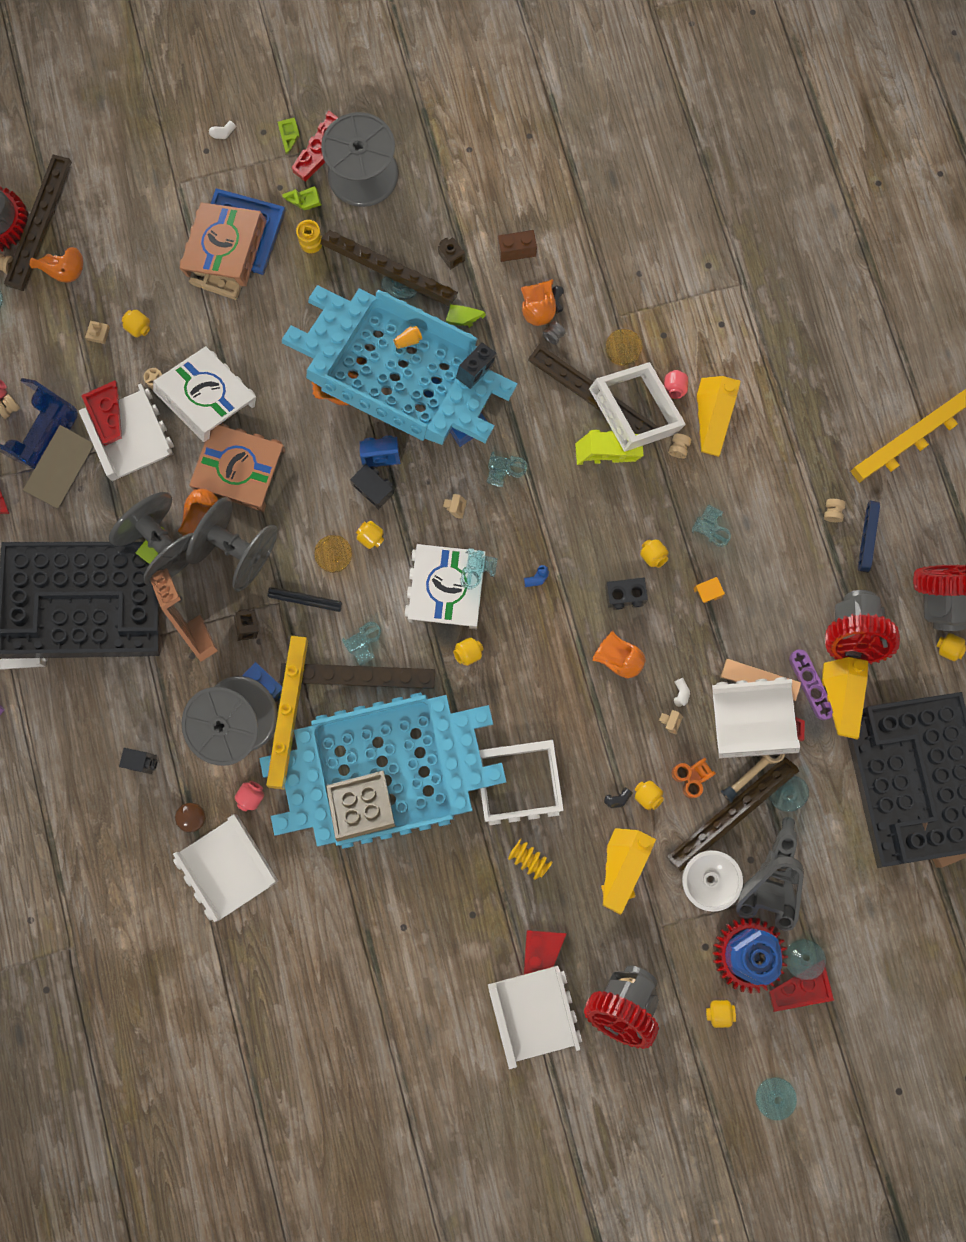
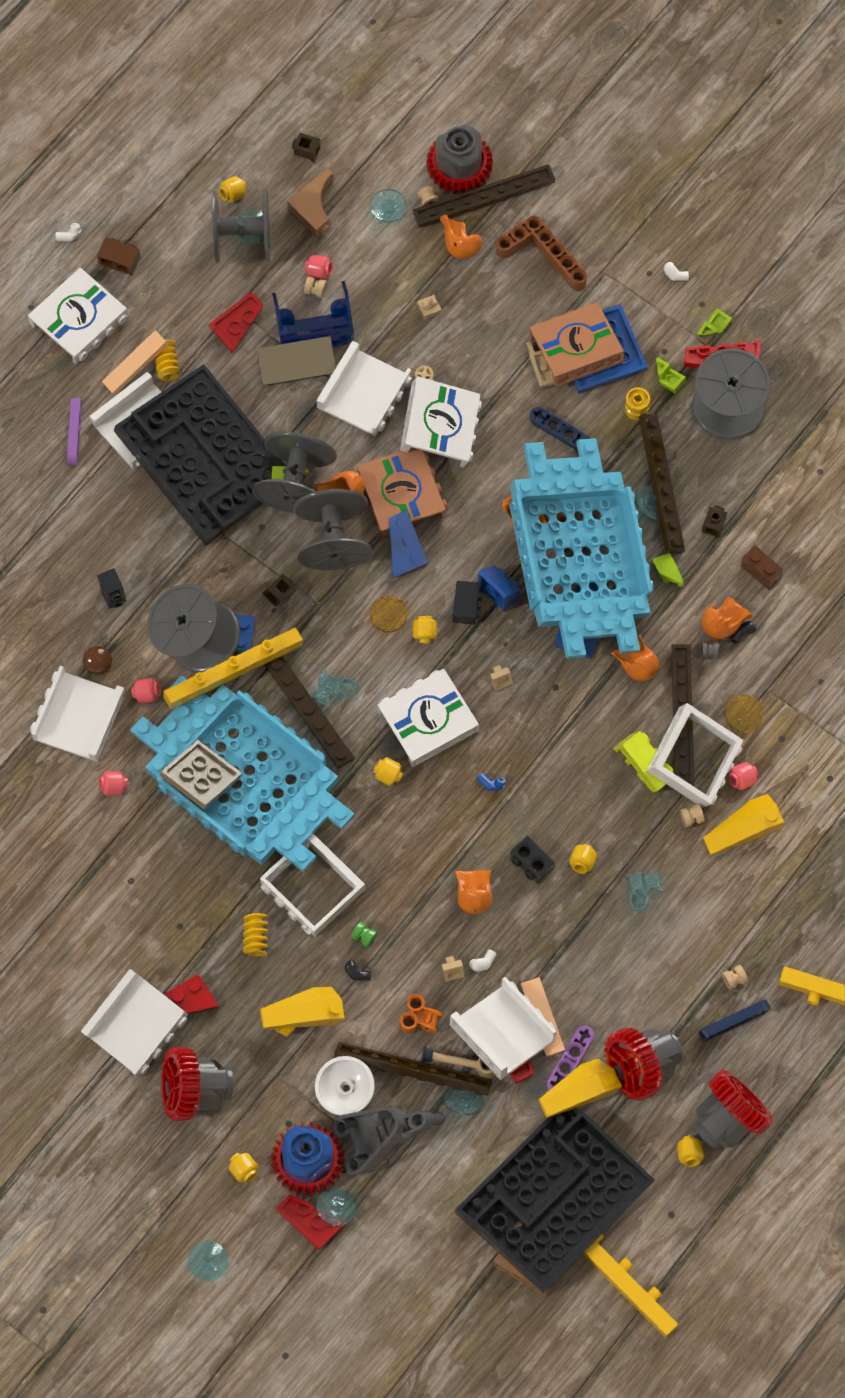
camera: 55 degrees right, 10 degrees down
(105, 411) = (367, 360): red wing -> none
(123, 208) = (546, 248): none -> dark orange beam
(136, 323) = (458, 329): yellow head -> none
(195, 631) = (238, 554): nougat panel -> none
(283, 307) = (558, 433): none -> dark blue beam
(286, 497) = (405, 546): none -> blue wing
(304, 599) = (334, 619): black axle -> none
(309, 882) = (113, 783): none -> coral head
(408, 337) = (609, 538): light orange cone -> none
(476, 365) = (624, 604): black brick -> none
(479, 565) = (463, 726): clear light blue piece -> none
(500, 465) = (563, 689): clear light blue piece -> none
(528, 393) = (640, 665): none -> orange piece
(592, 771) = (364, 934): none -> bright green wheel
(649, 795) = (377, 992): yellow head -> none
(710, 590) = (585, 922): light orange panel -> none

